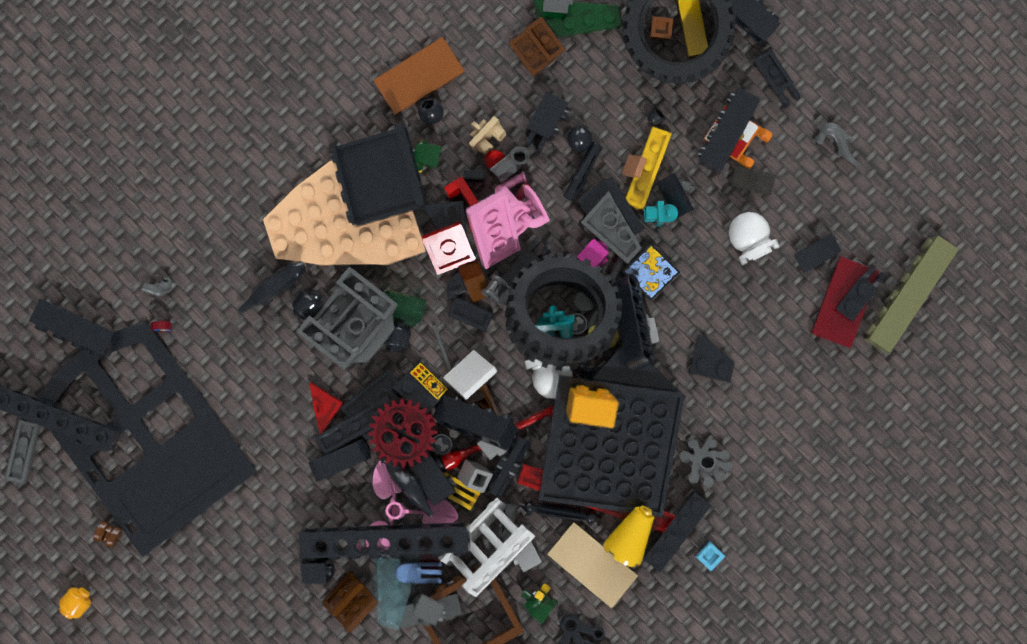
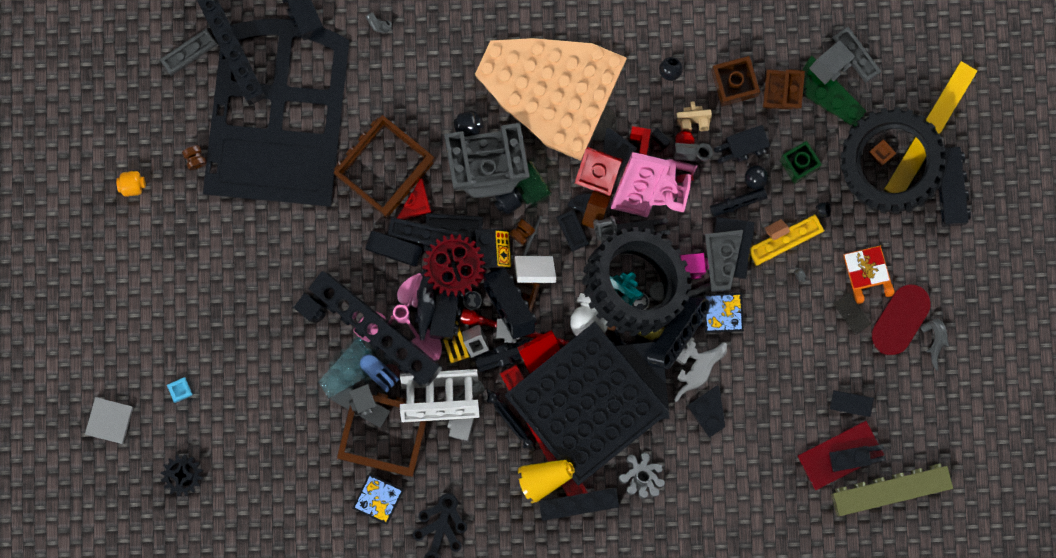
camera: 50 degrees right, 5 degrees down
(161, 326) = (356, 51): dark red tile -> none
(236, 410) = (365, 139): none -> reddish brown window
(274, 285) = (457, 91): black animal -> none
(350, 601) = (313, 350): reddish brown slope -> none
(379, 176) = (594, 81): black panel -> none
(419, 76) = (684, 38): dark orange tile -> none
(426, 155) = (639, 94): dark green piece -> none
(430, 358) = (521, 236): none -> reddish brown wheel
(492, 74) = (735, 81): none -> reddish brown brick
(534, 437) = (538, 350): none -> red tile
(539, 604) = (439, 468): dark green piece -> none
(591, 406) = (597, 359): light orange brick -> none
(592, 565) = (500, 476): tan tile -> none
(604, 94) = (800, 162): none -> dark green head
(660, 213) = (764, 277): teal hips -> none
(673, 333) = (700, 369): none -> light grey animal
(675, 194) = (787, 275): black tile -> none
(710, 556) = (586, 545): medium azure tile -> none
(729, 130) = (865, 263): black brick -> none
(750, 235) = (814, 349): white tile -> none
(776, 77) = (933, 256): black hinge -> none
(795, 150) = (900, 319): none -> dark red tile

